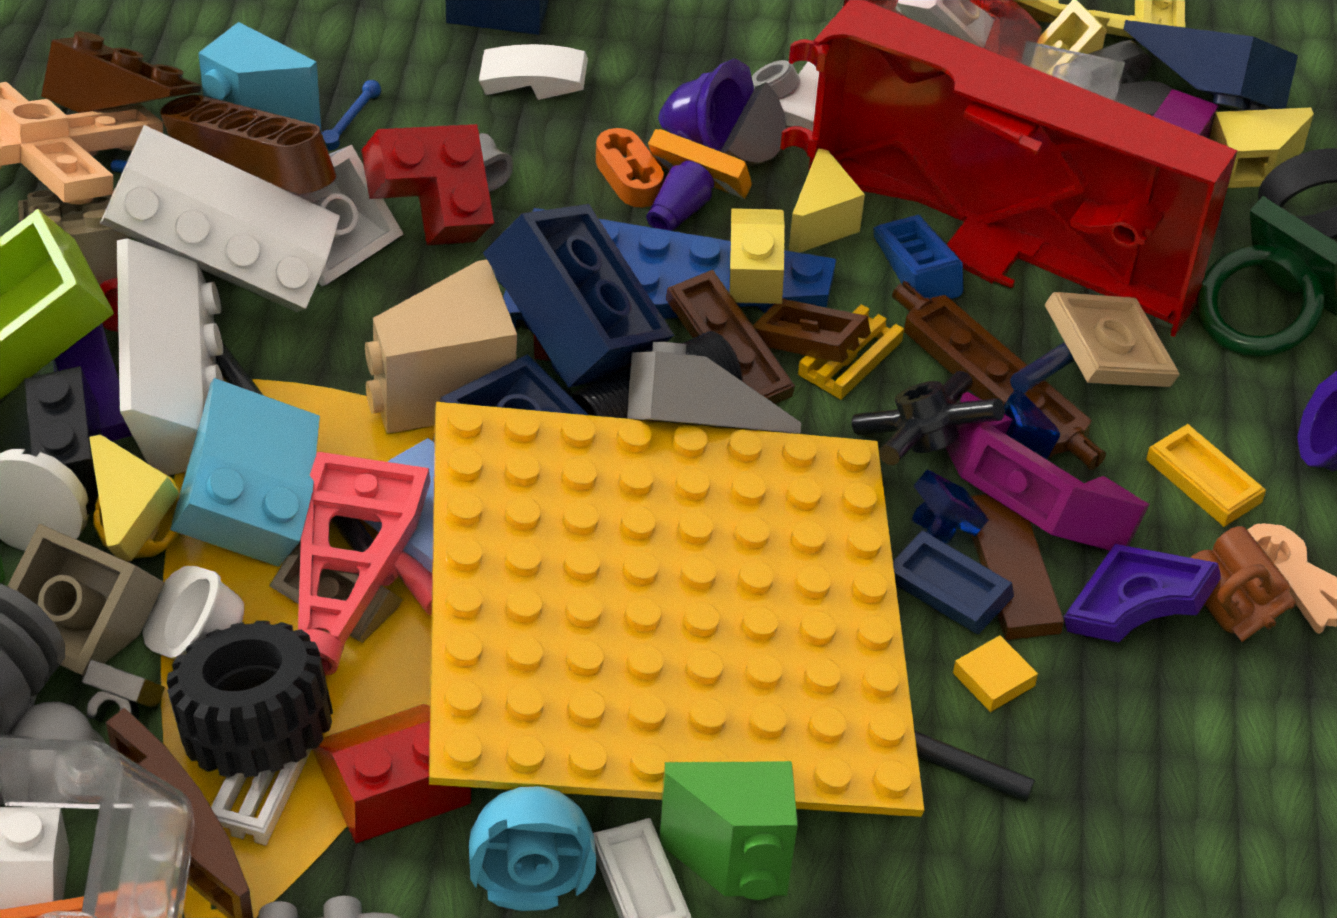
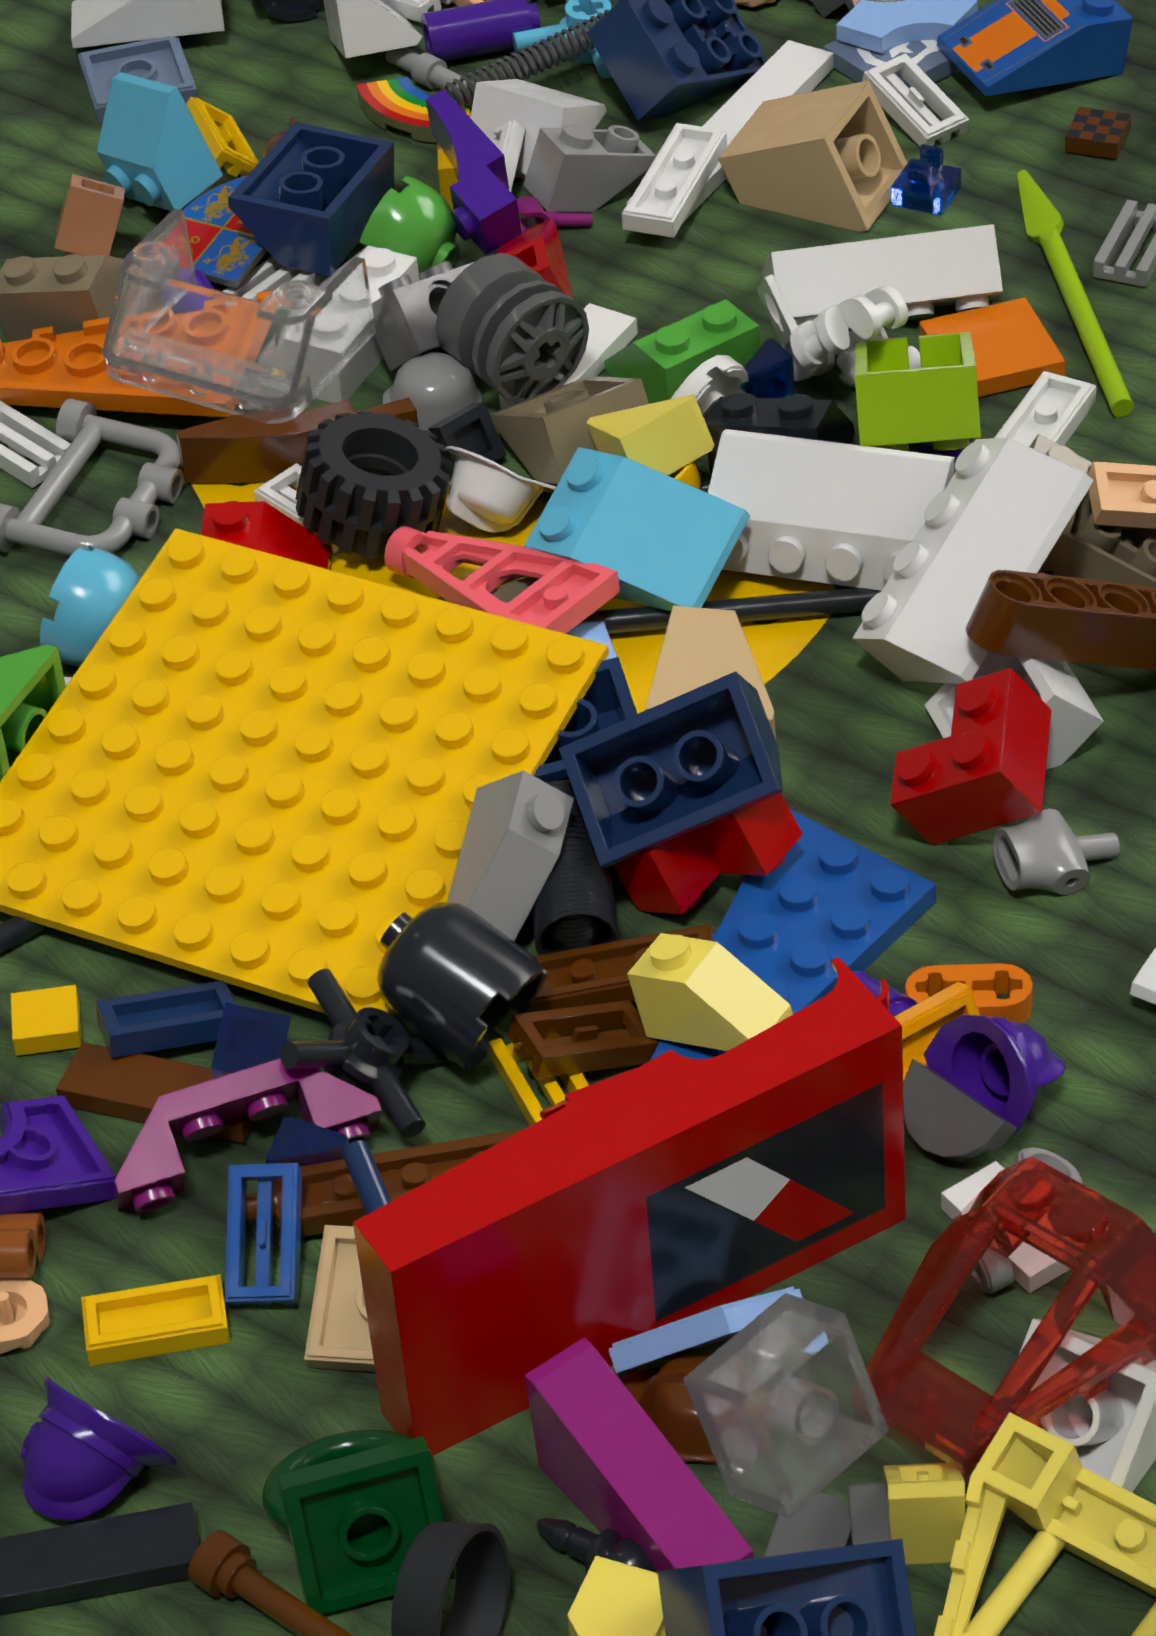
camera: 125 degrees right, 5 degrees down
(837, 373) = (455, 979): none -> black cylinder
(1111, 421) = (263, 1292): none -> blue tile

